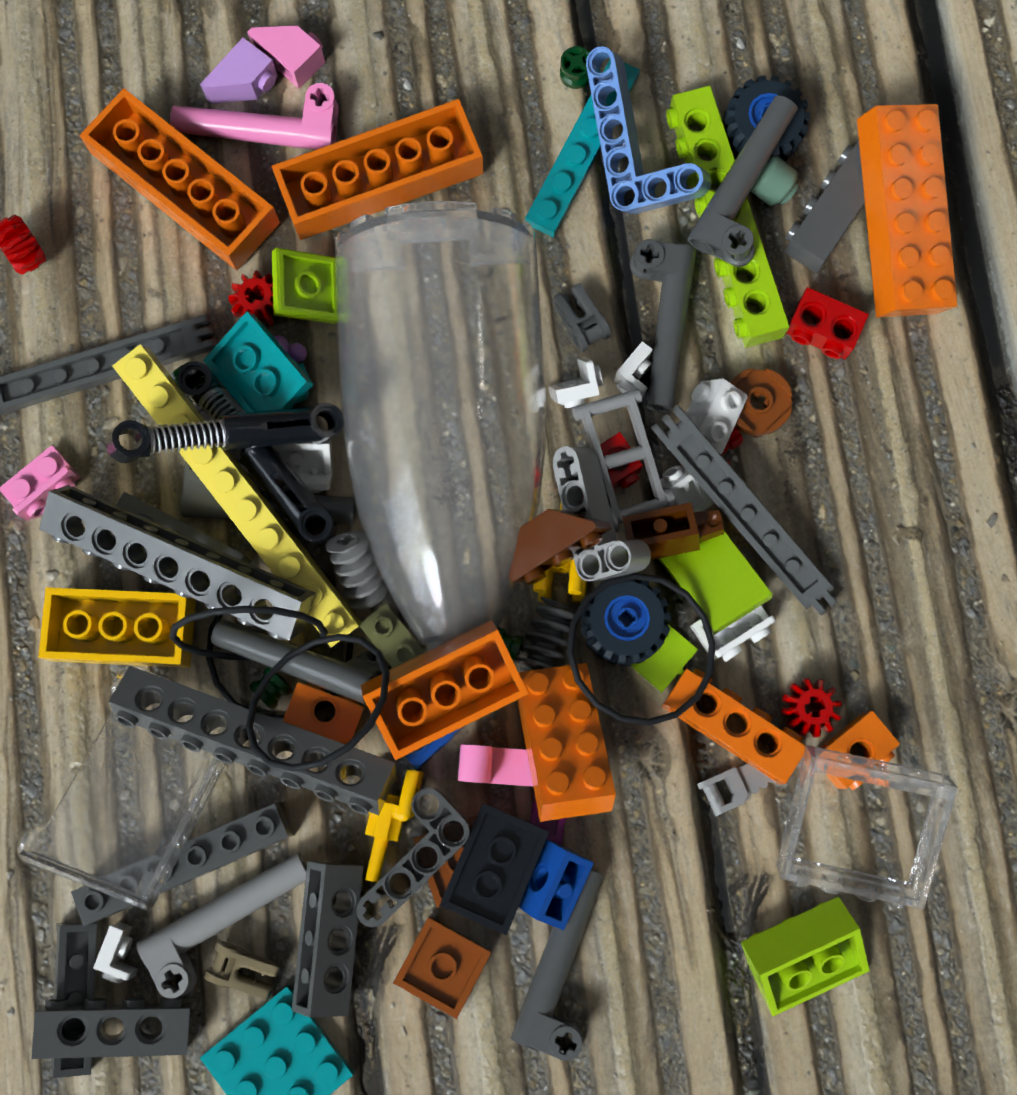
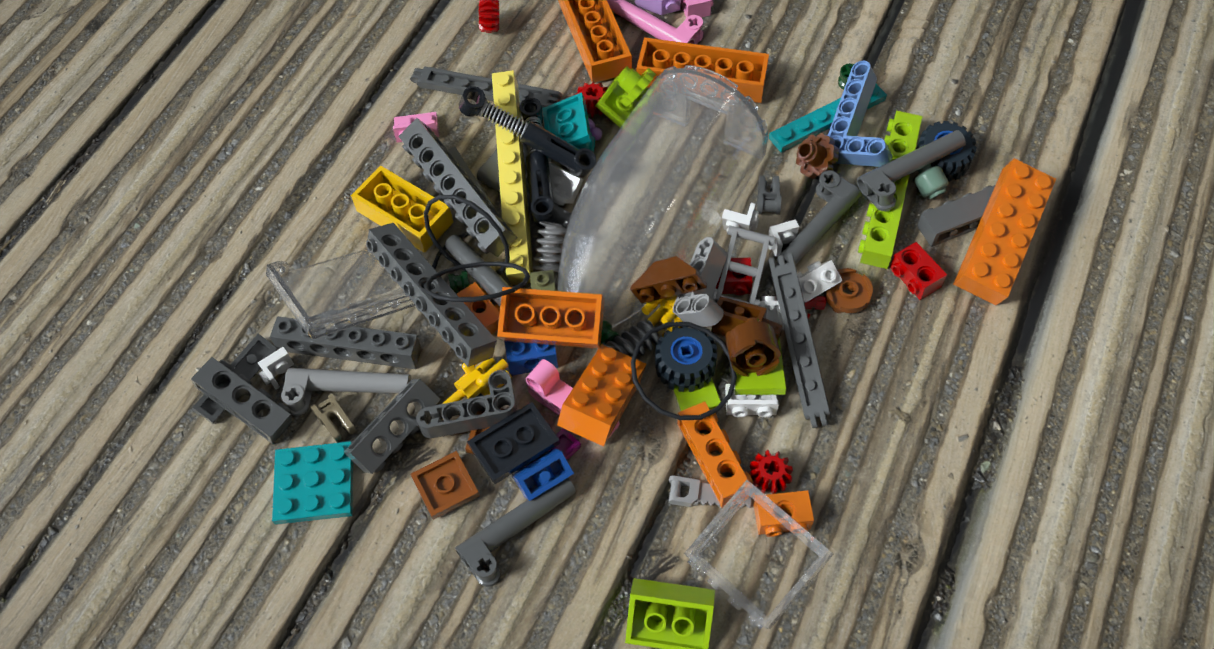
camera: 35 degrees right, 20 degrees down
(314, 259) = (634, 84): none -> lime plant
(611, 224) = (817, 155): none -> reddish brown plant
(708, 569) = (753, 348): none -> reddish brown brick

